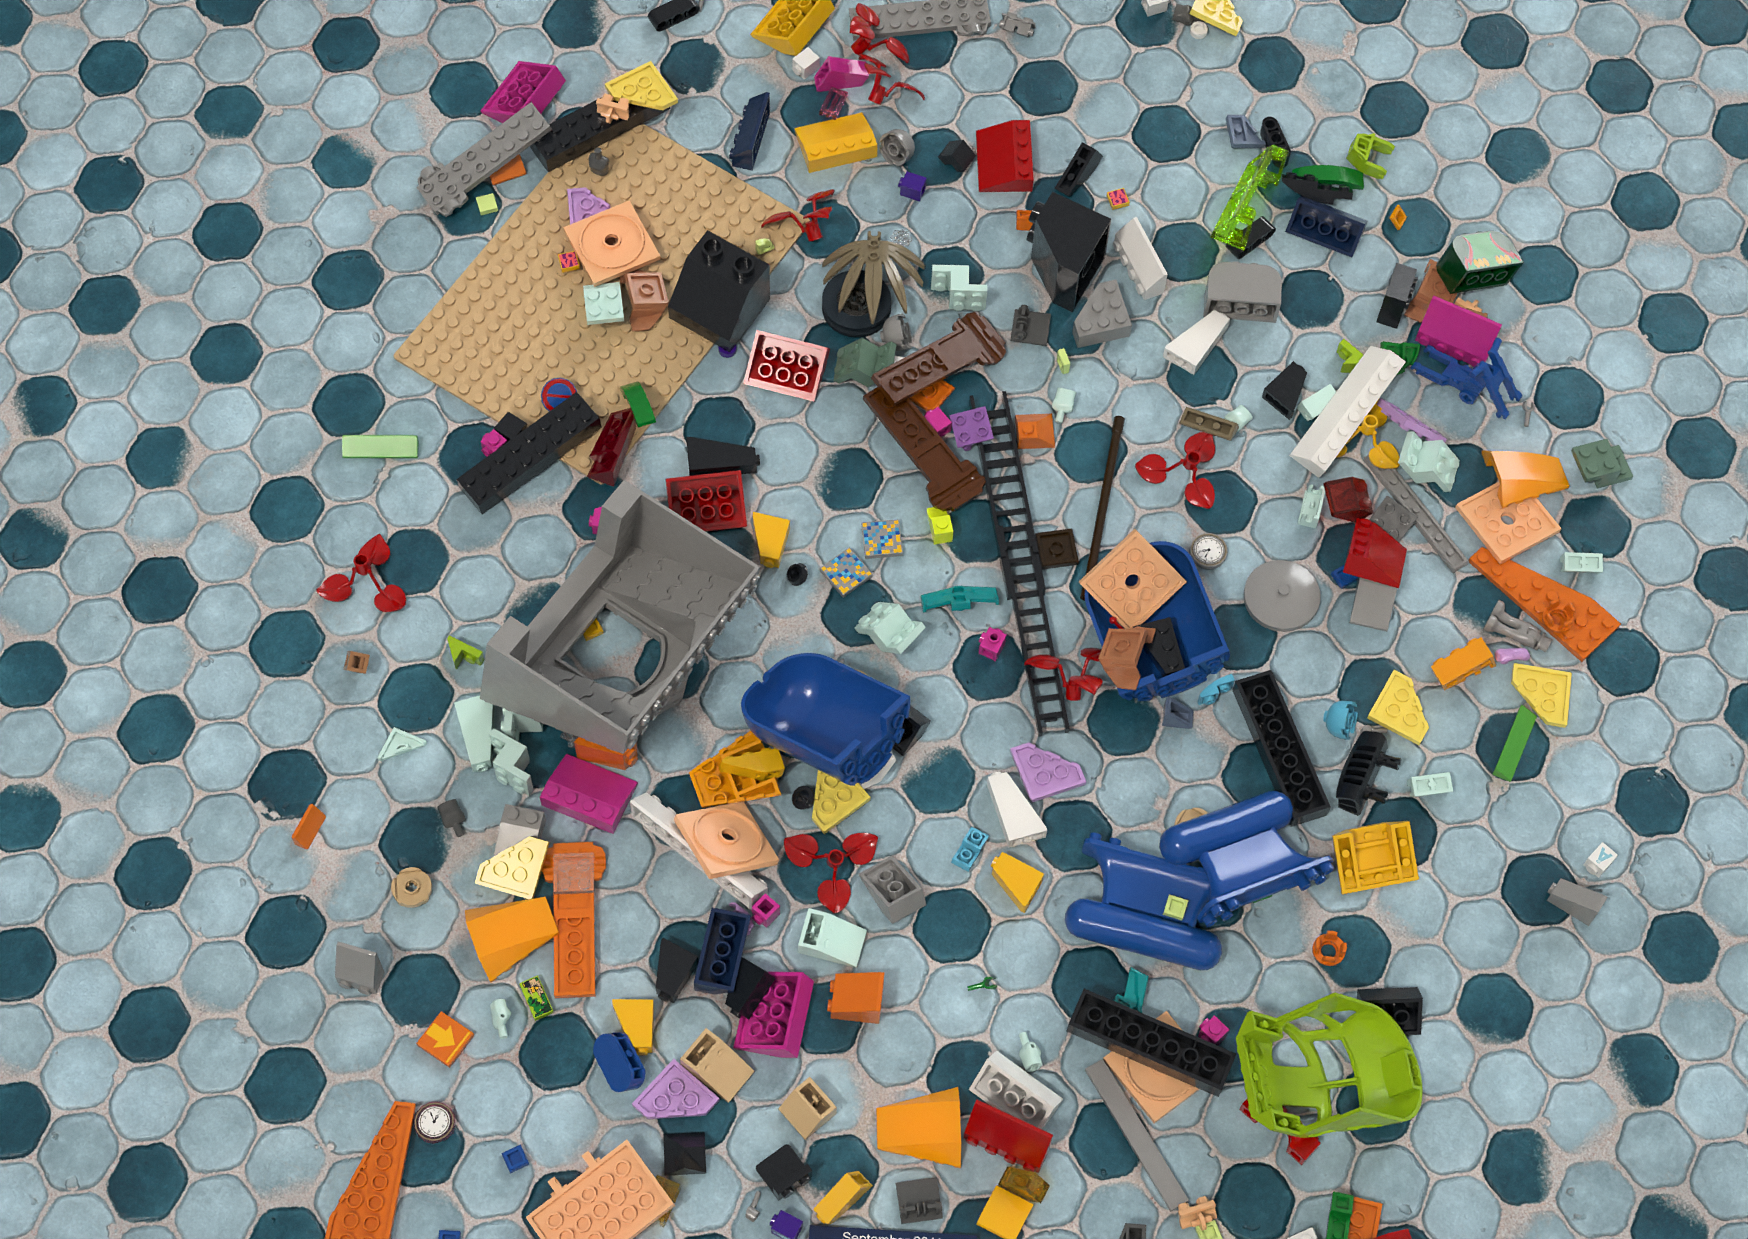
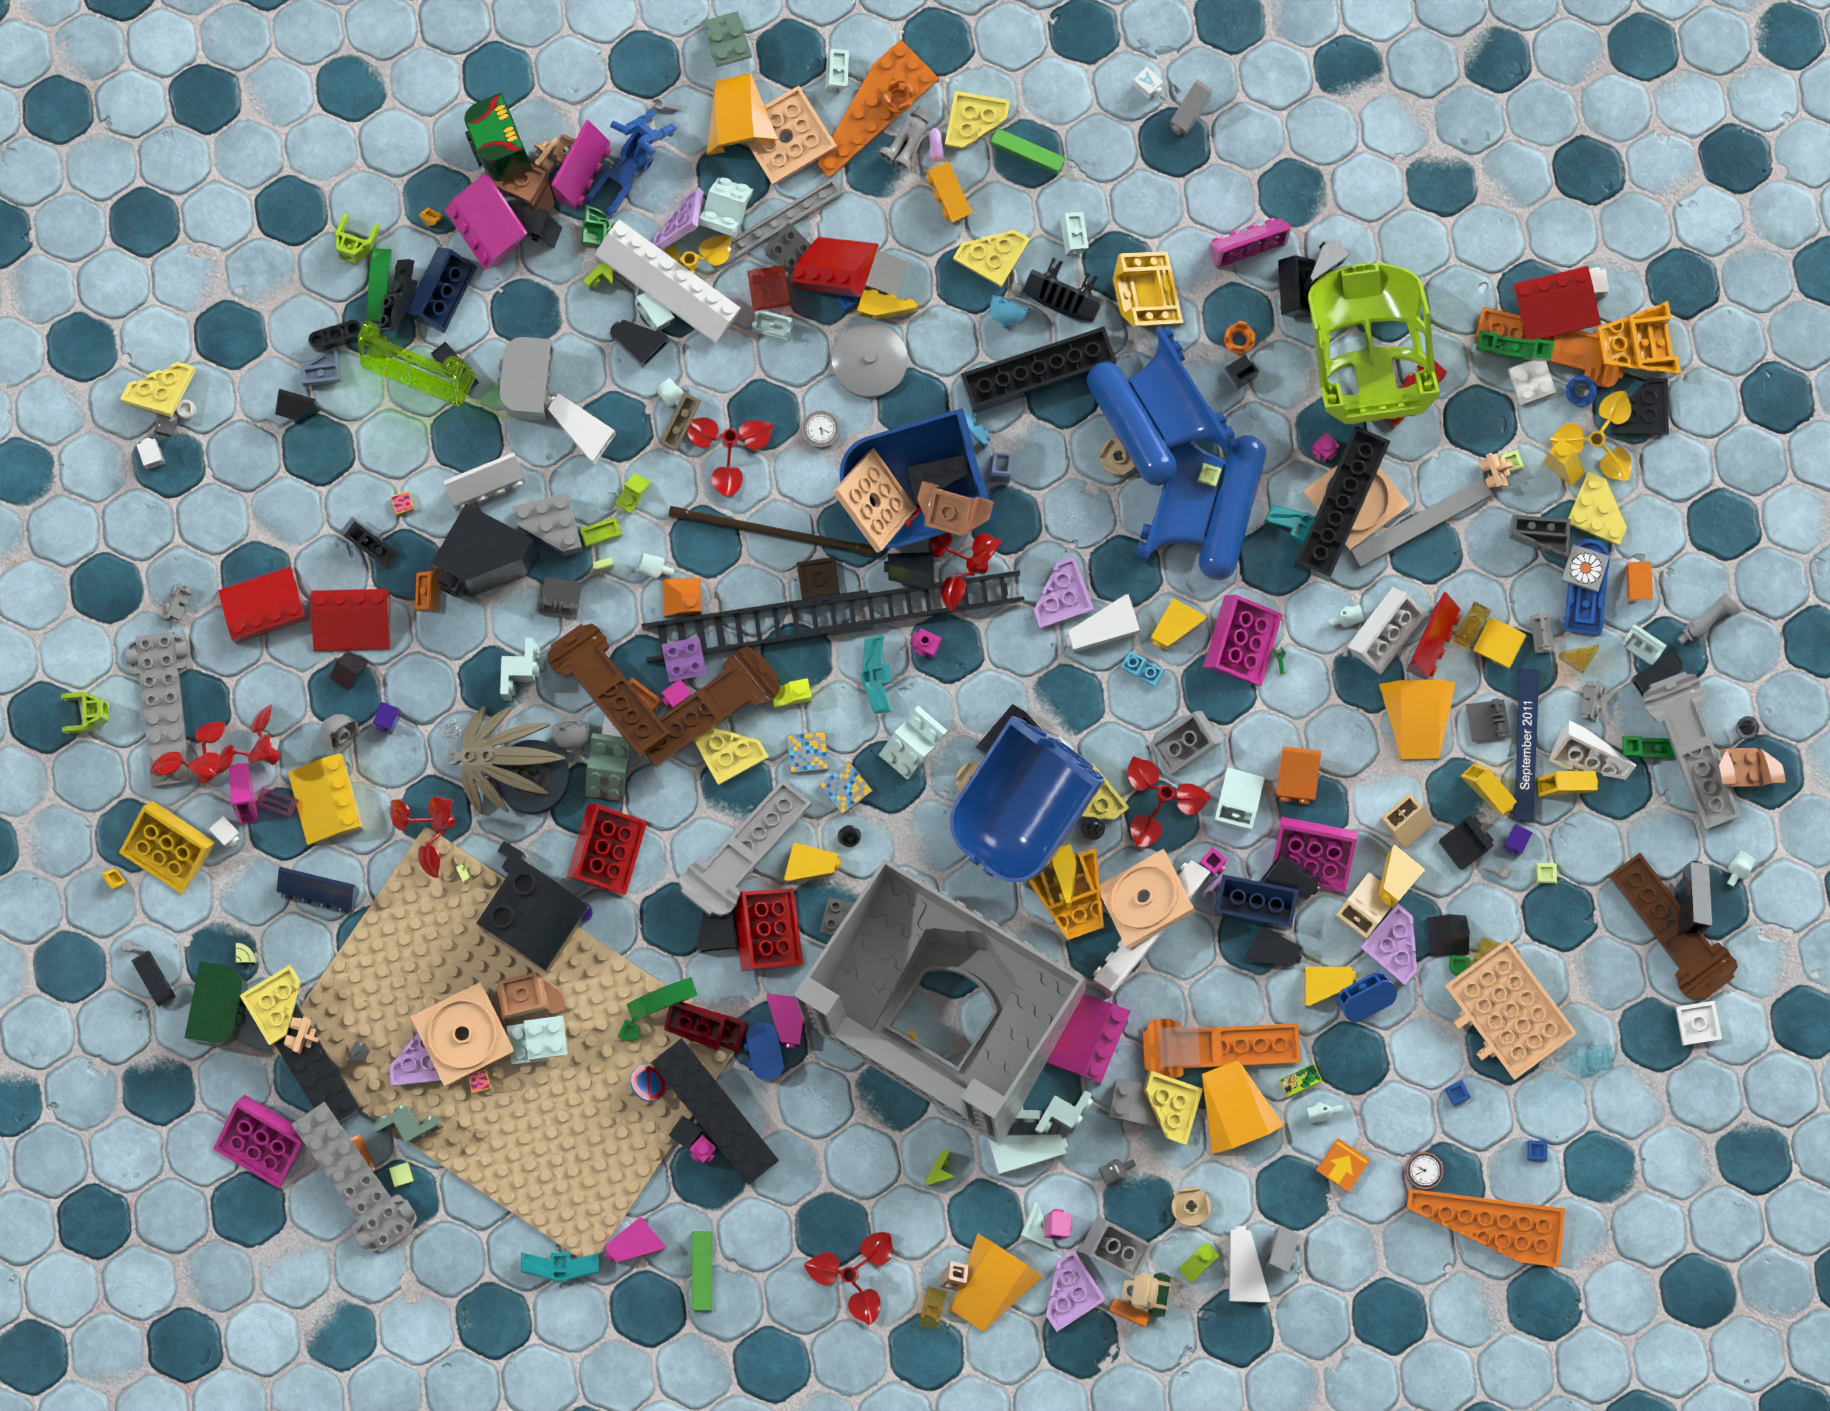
camera: 85 degrees left, 15 degrees up
(325, 842) = (1149, 1293): none -> tan piece
(327, 932) = (1245, 1272): none -> white slope
(329, 646) = (932, 1307): none -> clear yellow slope
(333, 773) = (1071, 1292): none -> lavender plate
(347, 700) = (992, 1284): none -> light orange wedge
(355, 895) = (1198, 1262): none -> lime slope
(374, 814) = (1116, 1247): none -> light grey slope
(392, 329) = (560, 1266): none -> teal plate
(400, 758) = (1057, 1225): none -> brick
(411, 389) = (634, 1242): none -> dark pink slope
(528, 199) = (407, 1124): none -> sand green bracket
(581, 499) = (764, 1051): none -> blue brick
(610, 384) = (629, 1032): none -> green tile
(637, 45) = (216, 1005): none -> dark green brick
(654, 1162) = (1458, 964): none -> green tile
(694, 81) = (244, 954): none -> yellowish green tile
(746, 1097) = (1398, 876): none -> yellow slope
(750, 447) = (715, 883): none -> light grey piece
(781, 285) = (512, 855): none -> black piece
(879, 469) = (729, 753): none -> light yellow plate
(1001, 947) = (1242, 639): none -> dark pink slope
(1016, 88) = (262, 605): none -> red slope
(1067, 629) = (911, 569): none -> black slope
(1096, 361) = (601, 532): none -> lime tile
(1138, 388) = (633, 492): none -> lime slope
(1203, 108) = (295, 406): none -> black slope
(1292, 950) = (1242, 371): none -> black piece
(1337, 605) = (880, 306): none -> yellow slope
(1392, 253) = (486, 222): none -> dark pink slope
(1423, 1038) = (1328, 258): none -> slope
(1433, 956) = (1249, 242): none -> dark pink slope

